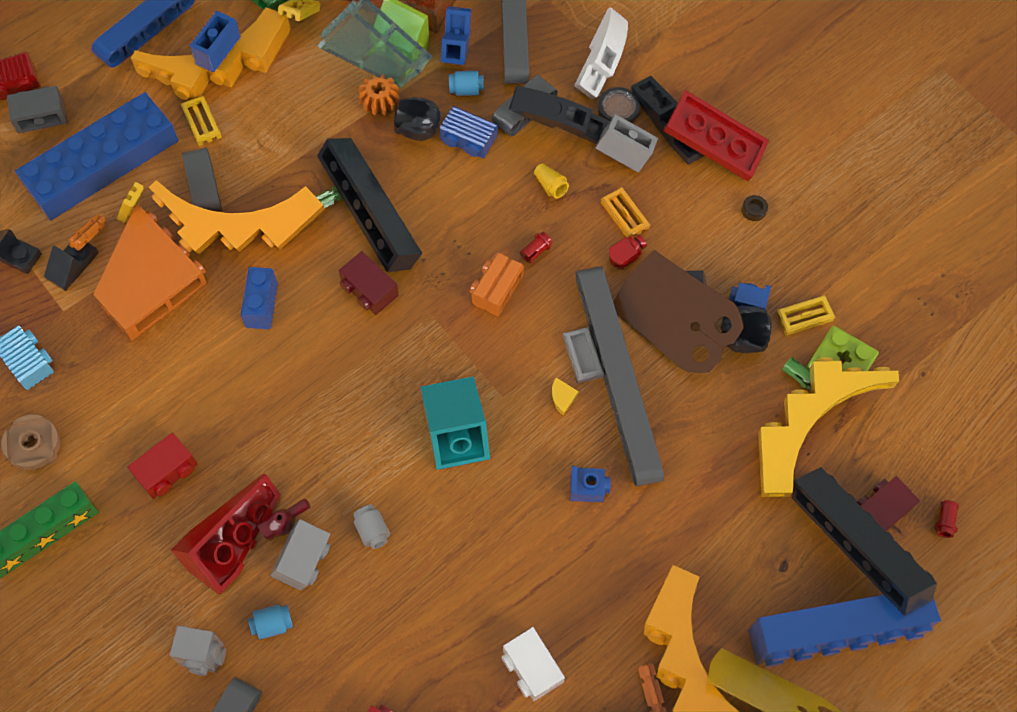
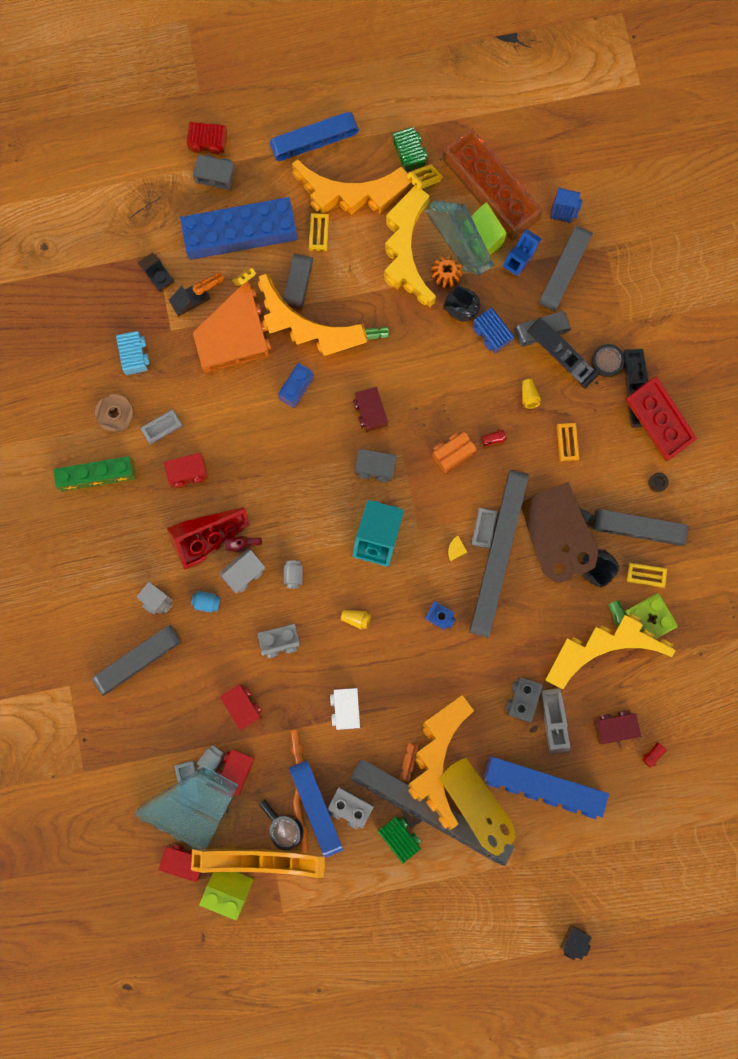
camera: 30 degrees right, 15 degrees up
(104, 430) = (161, 427): none -> light grey tile
(215, 41) = (352, 182): blue brick -> none
(308, 93) = (403, 269): none -> yellow arch
(369, 204) = (398, 353): black brick -> none
(396, 623) = (279, 640): none -> light grey bracket
(408, 344) = (375, 465): none -> dark grey brick
(465, 83) = (511, 291): dark azure brick -> none
(483, 541) = (356, 618): none -> yellow cone
(604, 55) = (621, 315): white slope -> none
(624, 144) = (595, 394): light grey brick -> none
(626, 251) = (552, 471): red arm -> none
(750, 295) = (614, 545): blue brick -> none
(751, 533) = (524, 699): none -> dark grey brick
(766, 263) = (640, 527): none -> dark grey beam
(806, 541) = (555, 721): none -> light grey slope
(864, 541) = (586, 743): black brick -> none

